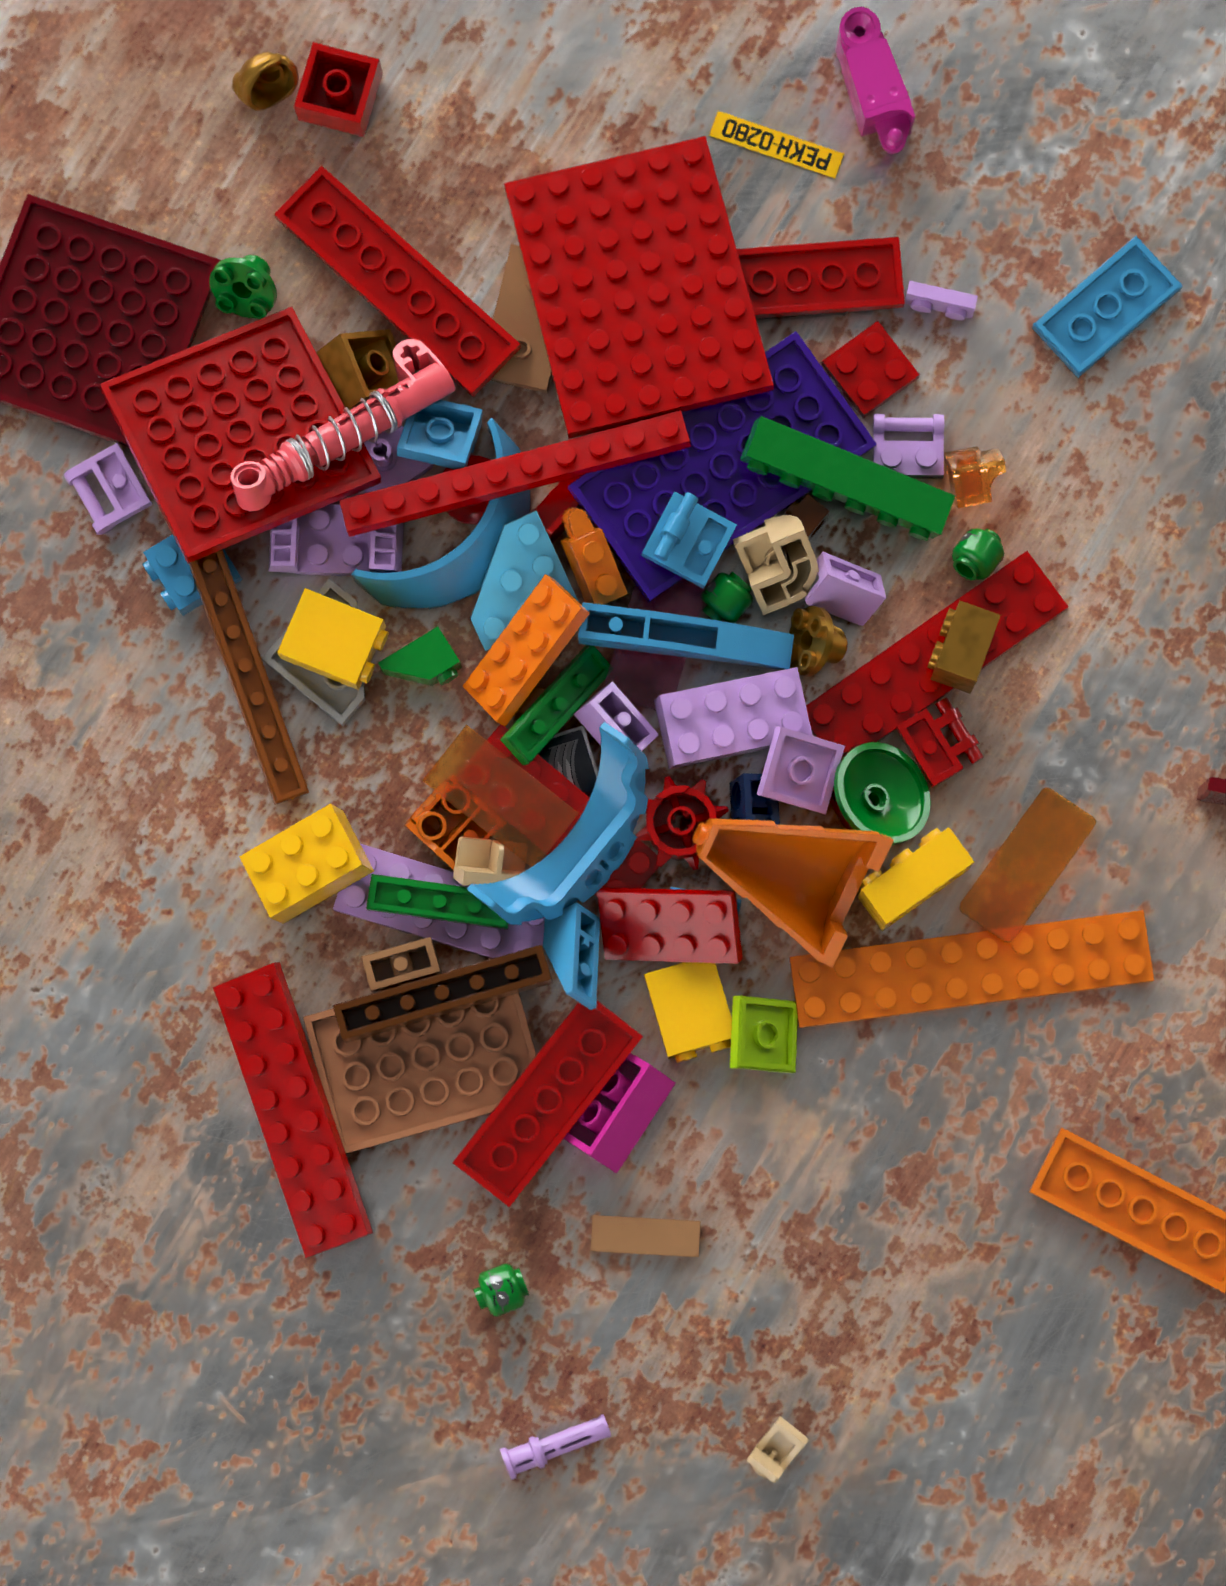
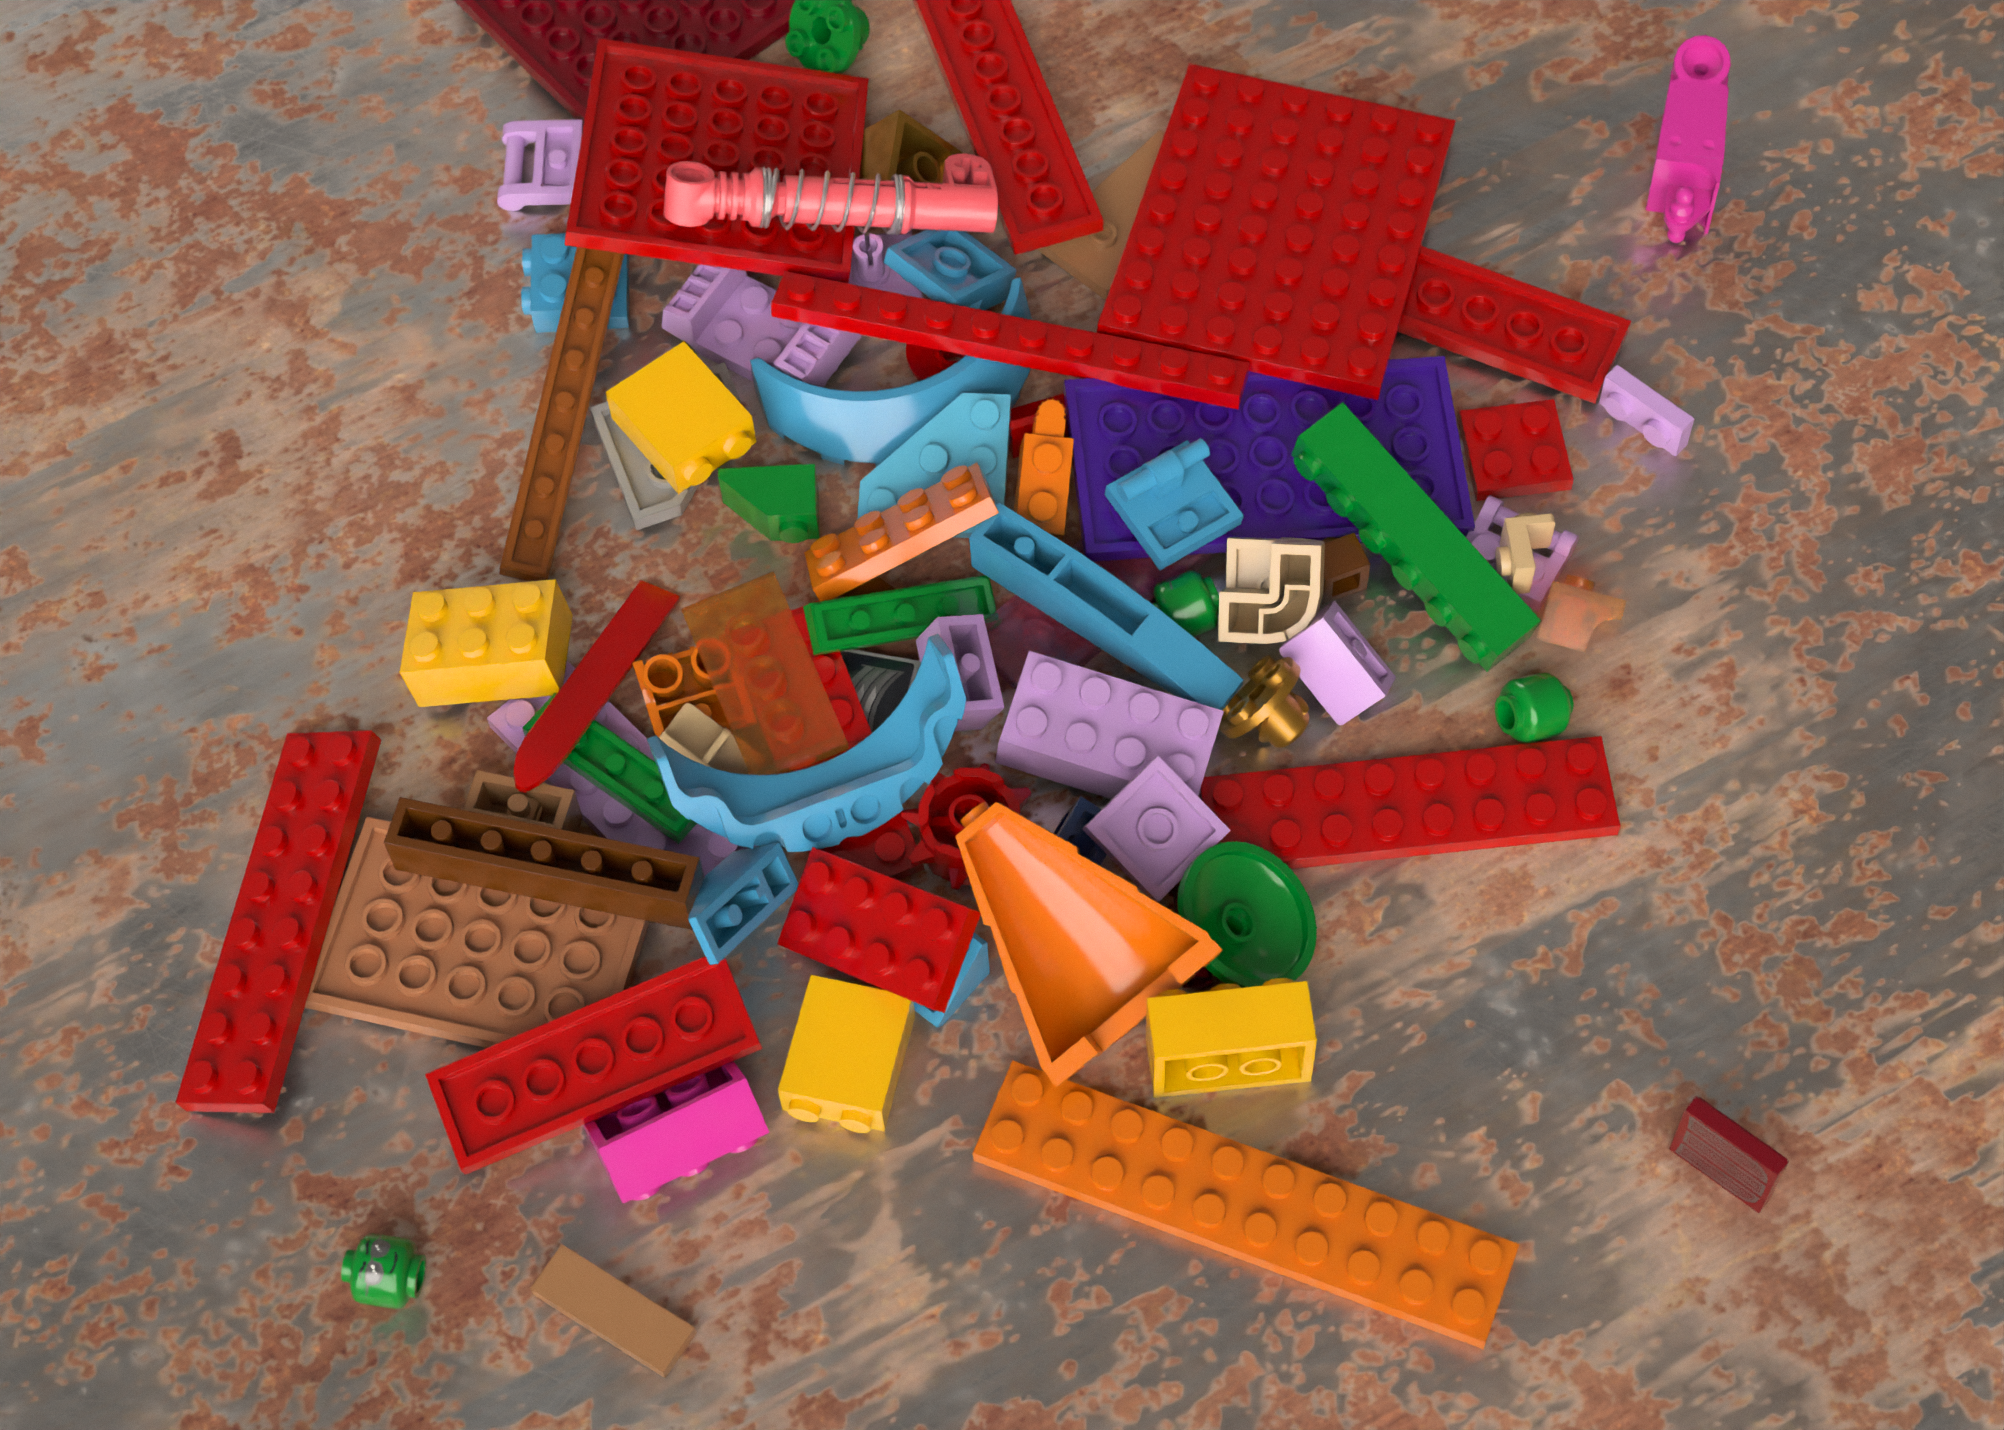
camera: 25 degrees right, 20 degrees down
(390, 853) = (591, 684): none -> red piece
(764, 1034) = (919, 1132): lime tile -> none
(776, 144) = (1538, 174): yellow sticker -> none
(916, 457) = (1517, 540): none -> tan bracket
(931, 748) = (1344, 903): red plate -> none
(965, 647) = (1451, 785): pearl gold brick -> none
(1027, 865) = (1391, 1107): clear orange piece -> none
(1107, 306) = (1856, 518): dark azure tile -> none

